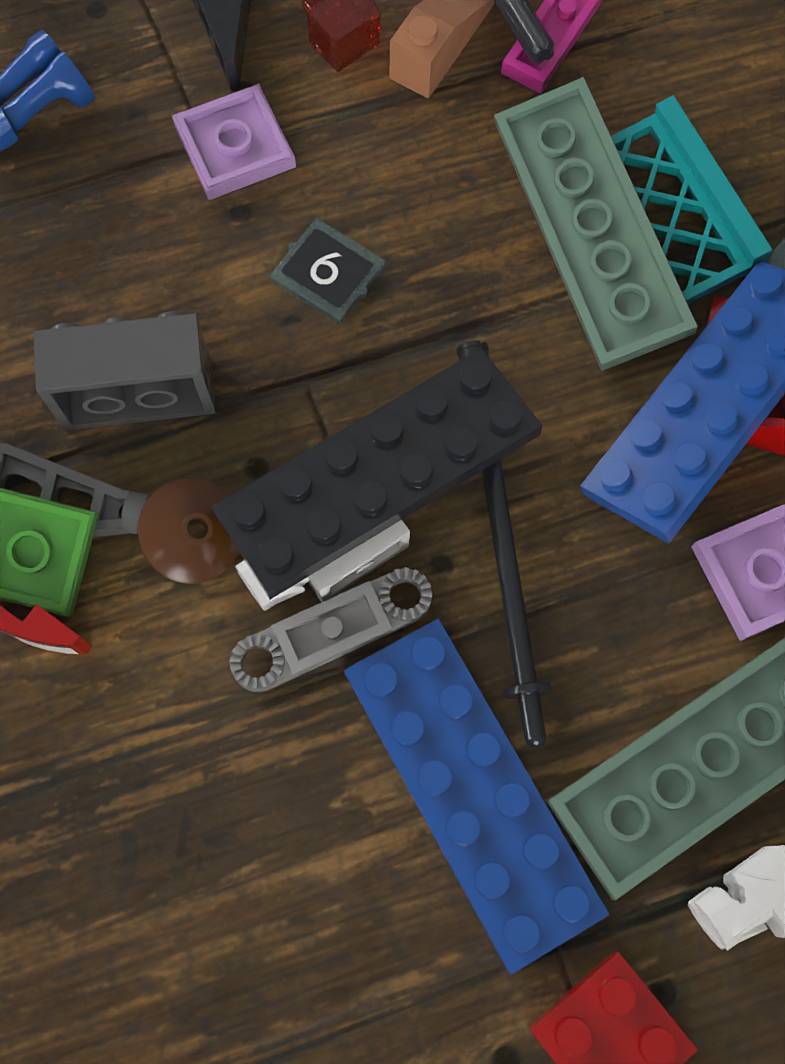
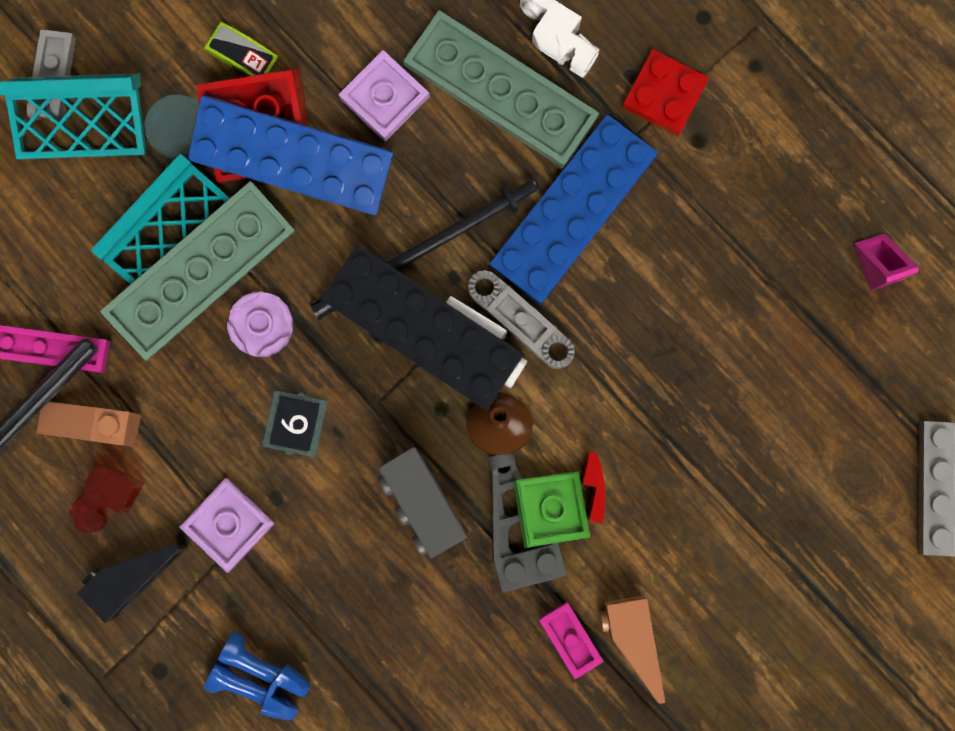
camera: 110 degrees left, 10 degrees up
(485, 278) = (260, 324): none -> lavender tile

